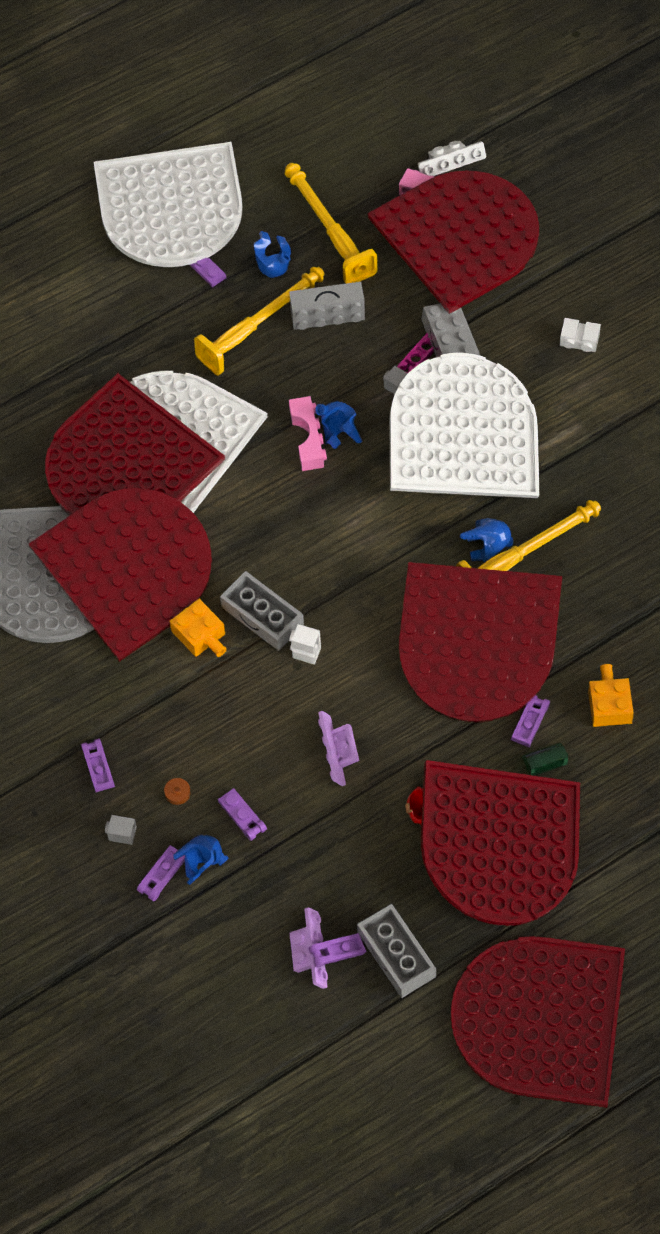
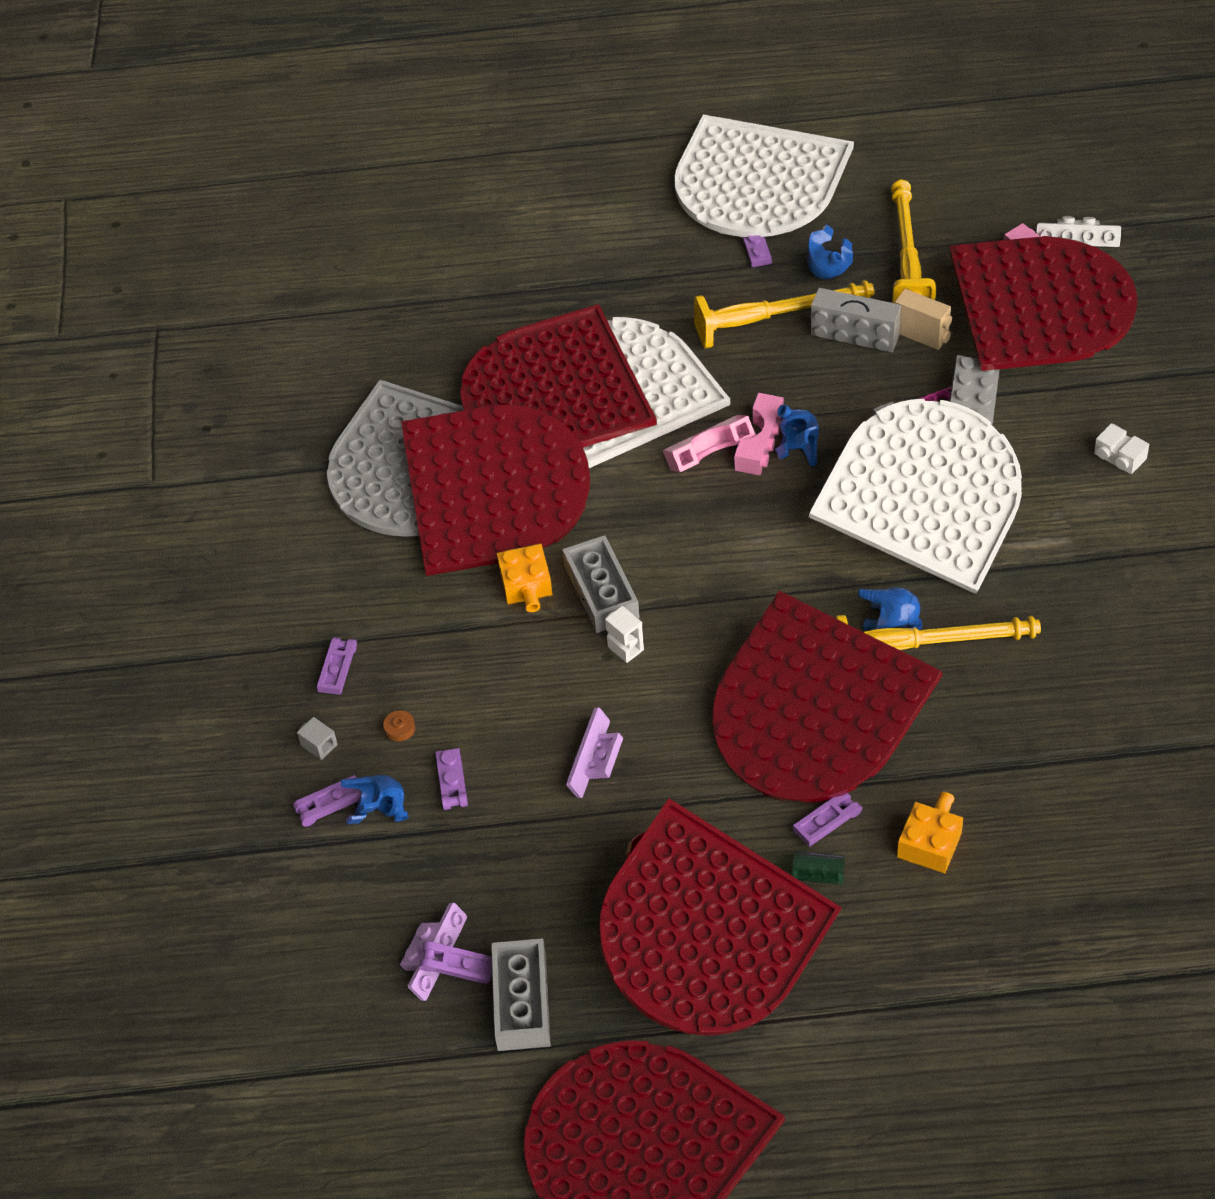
camera: 30 degrees right, 10 degrees down
(285, 441) = (693, 449): none -> bright pink arch
(380, 284) = (924, 319): none -> tan brick

